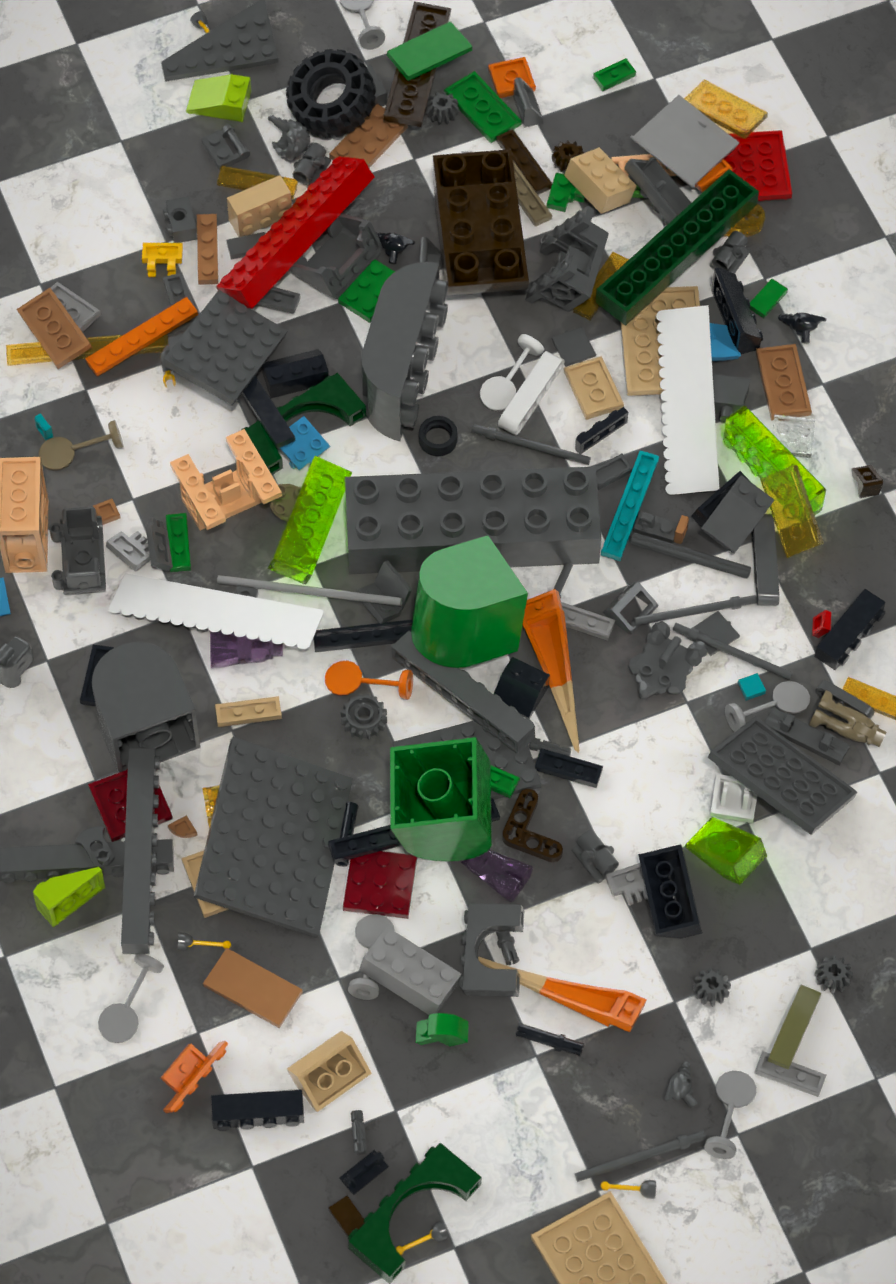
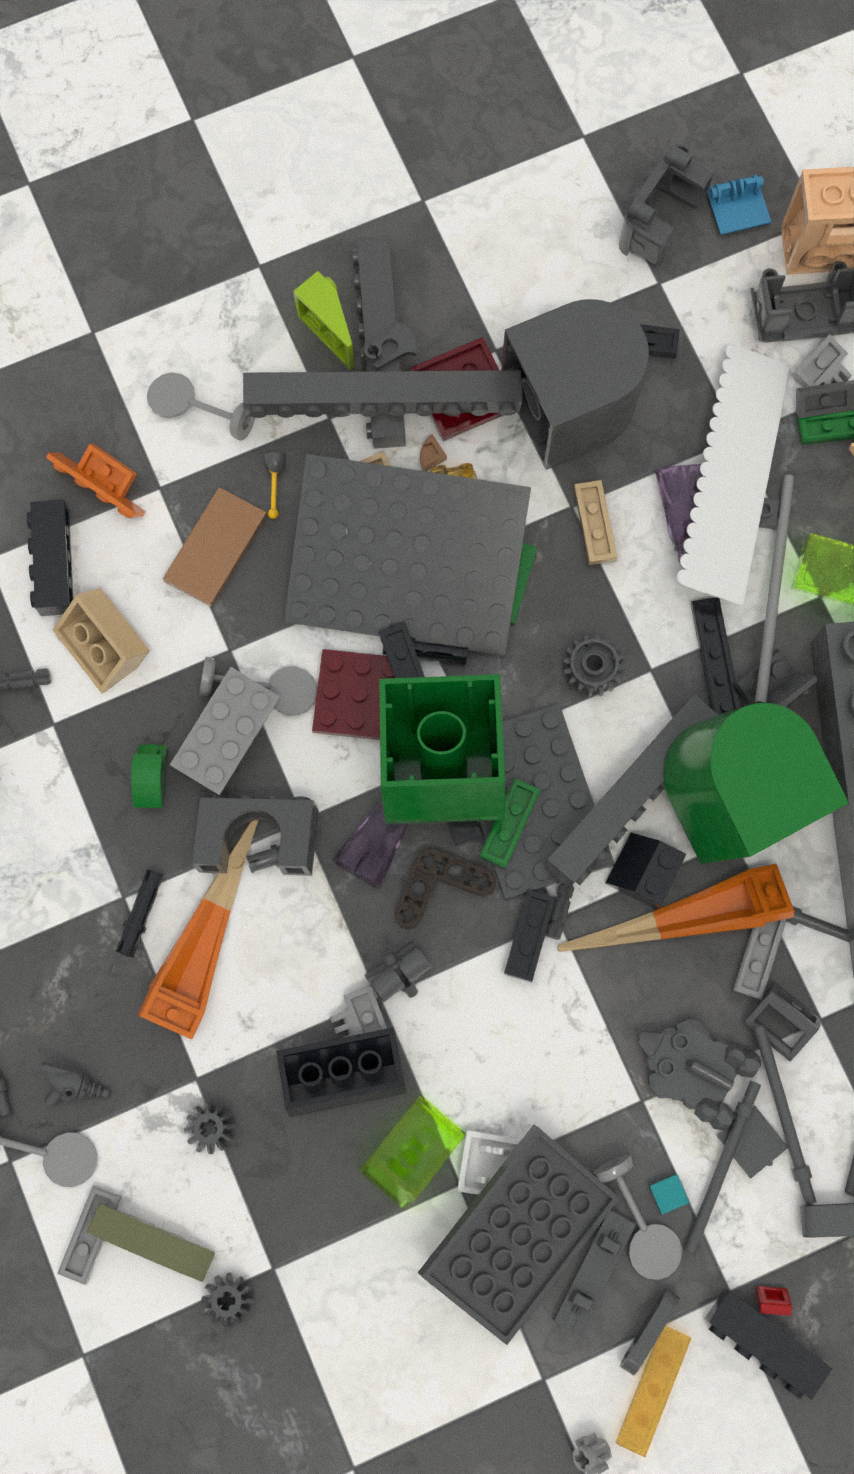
camera: 90 degrees right, 15 degrees up
(346, 678) = (653, 642): orange piece -> none
(858, 728) = (610, 1350): dark tan piece -> none

